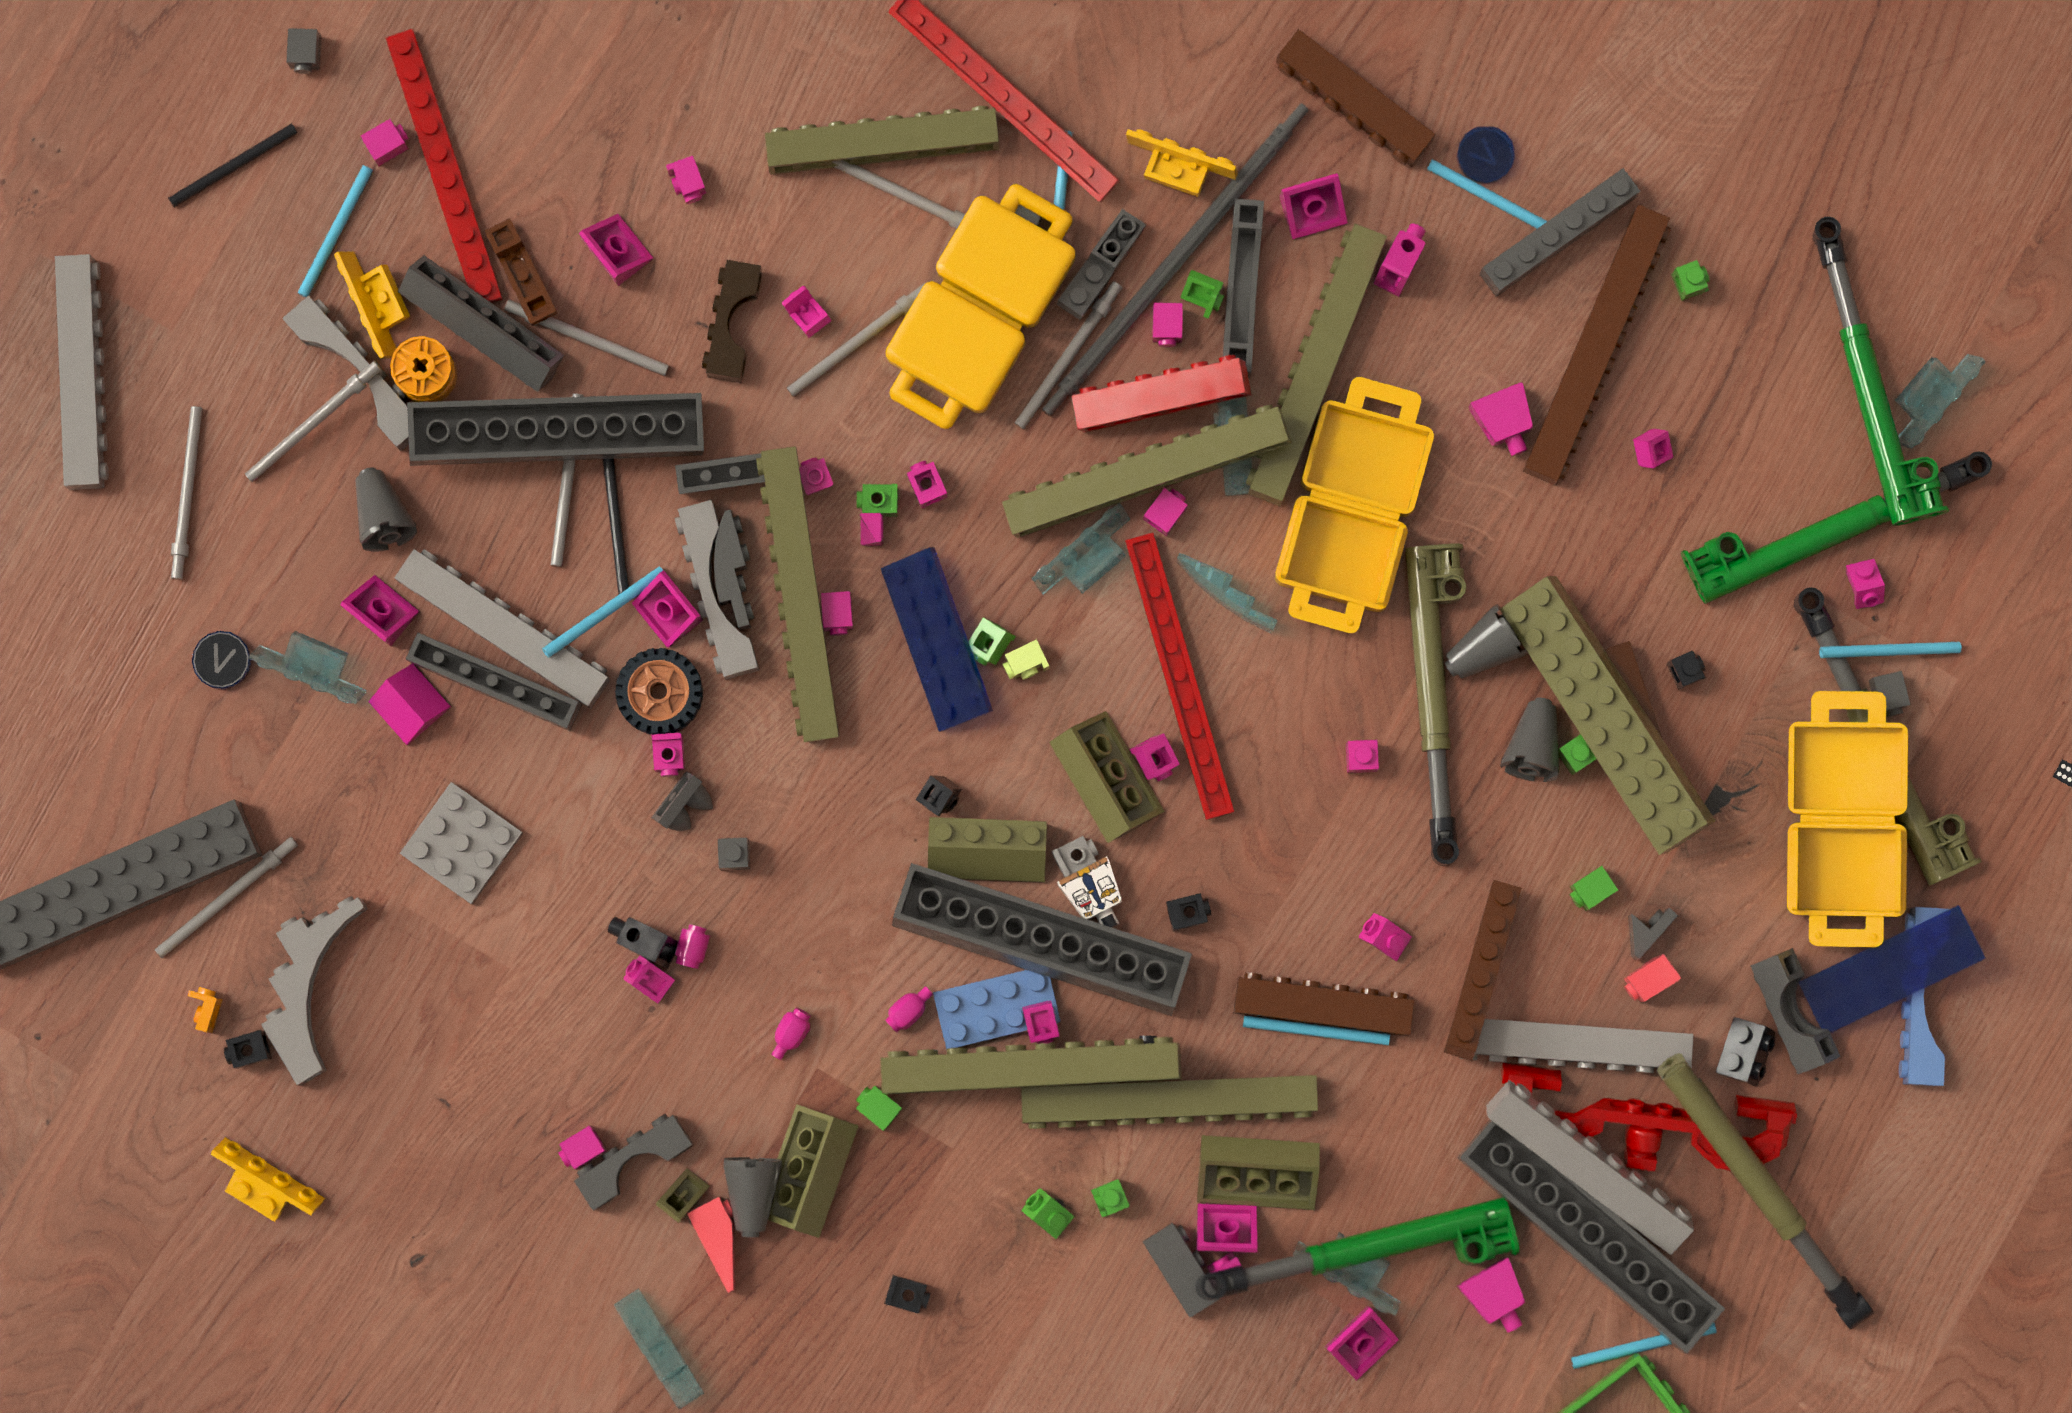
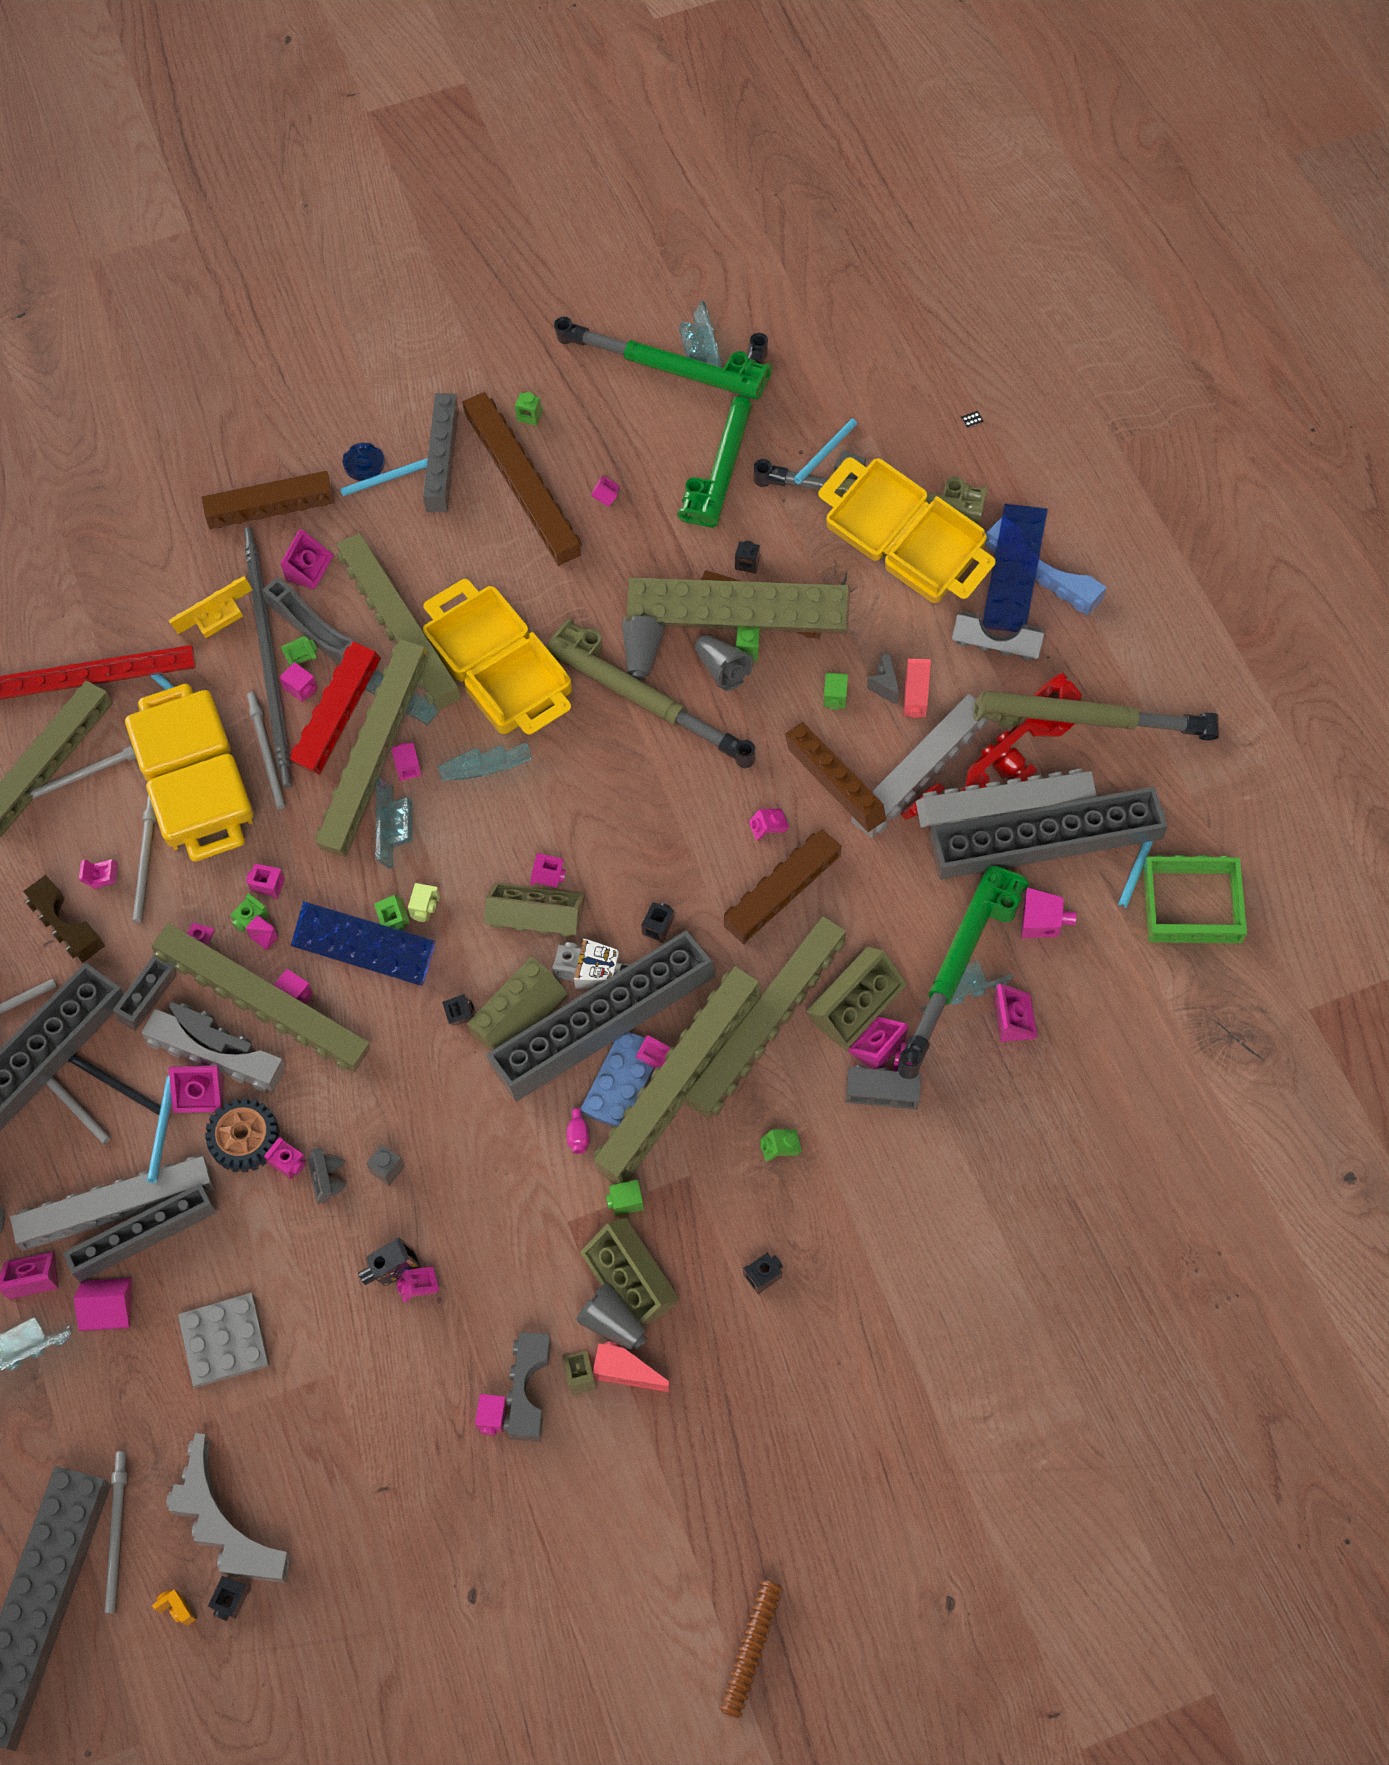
camera: 50 degrees left, 20 degrees down
(262, 1184) = (329, 1666): yellow bracket -> none
(658, 1349) = (669, 1469): clear light blue slope -> none
(692, 946) = (421, 1238): dark pink brick -> none
(791, 1032) = (530, 1218): dark pink plant -> none
(1101, 264) = (231, 692): dark grey slope -> none
(1110, 1198) = (801, 1096): bright green brick -> none
(1179, 676) = (511, 824): red plate -> none
(1316, 1030) = (793, 903): medium azure piece -> none
(1362, 756) = (648, 757): dark pink brick -> none
(1401, 259) = (378, 529): dark pink torso -> none
(1504, 417) = (518, 549): dark pink torso -> none
(1746, 1051) = (999, 677): bracket -> none
(1866, 583) = (777, 438): dark pink bracket -> none

